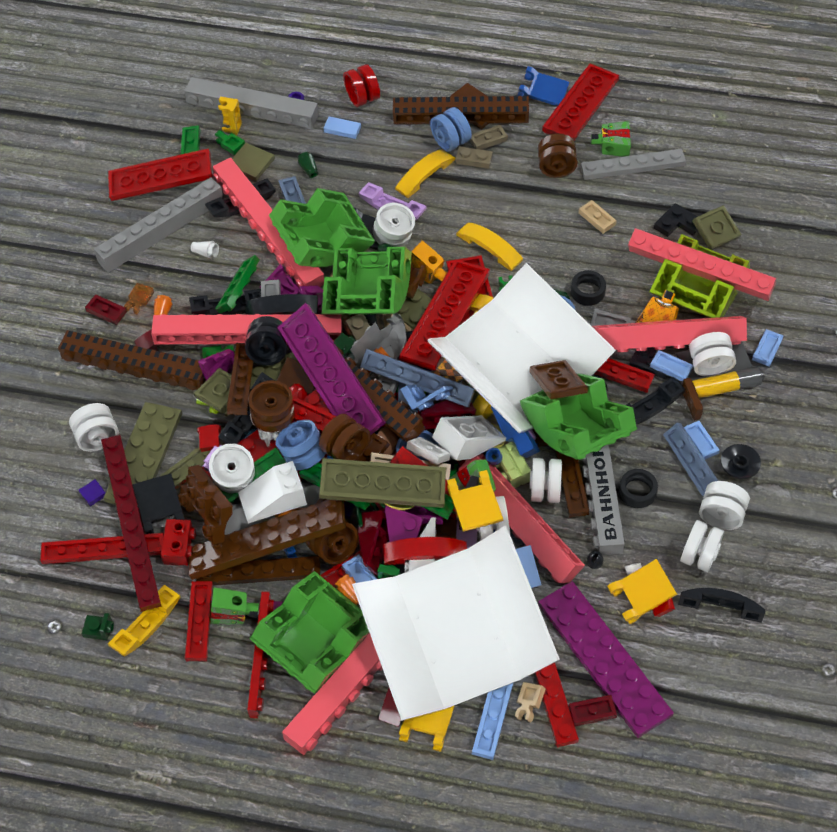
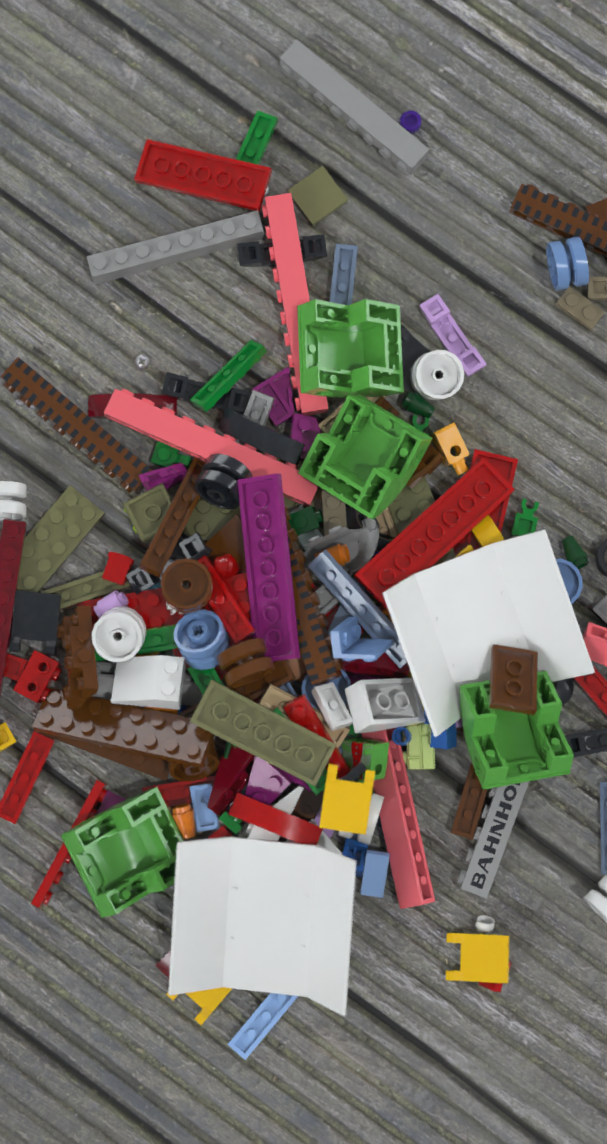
camera: 25 degrees right, 25 degrees up
(105, 309) = (72, 340): dark red plate -> none
(139, 296) = (116, 338): clear orange plate -> none
(162, 305) = (133, 368): orange cone -> none
(207, 248) = (214, 304): white cone -> none
(229, 142) = (304, 159): green plate -> none
(231, 114) = (321, 121): yellow hinge -> none
(231, 607) = (52, 776): bright green torso -> none
(308, 164) = (381, 233): dark green cone -> none
(333, 697) = (115, 928): coral brick -> none
(342, 127) = (445, 192): light blue tile -> none
(361, 85) = (493, 145): red wheel -> none
(422, 170) = (512, 303): yellow slope -> none
(492, 243) = (537, 444): yellow slope -> none
(529, 698) = (310, 1015): tan plate -> none
(545, 480) = (442, 787): white wheel -> none
(557, 706) = (335, 1024): red plate -> none
(592, 710) = (365, 1056): dark red plate -> none
(599, 561) = (449, 889): black hinge -> none
(605, 659) = (406, 1005): magenta plate -> none
(638, 475) = (555, 829): black tyre -> none
(703, 546) = (566, 941): white wheel -> none
(749, 609) = (574, 1023): black slope -> none

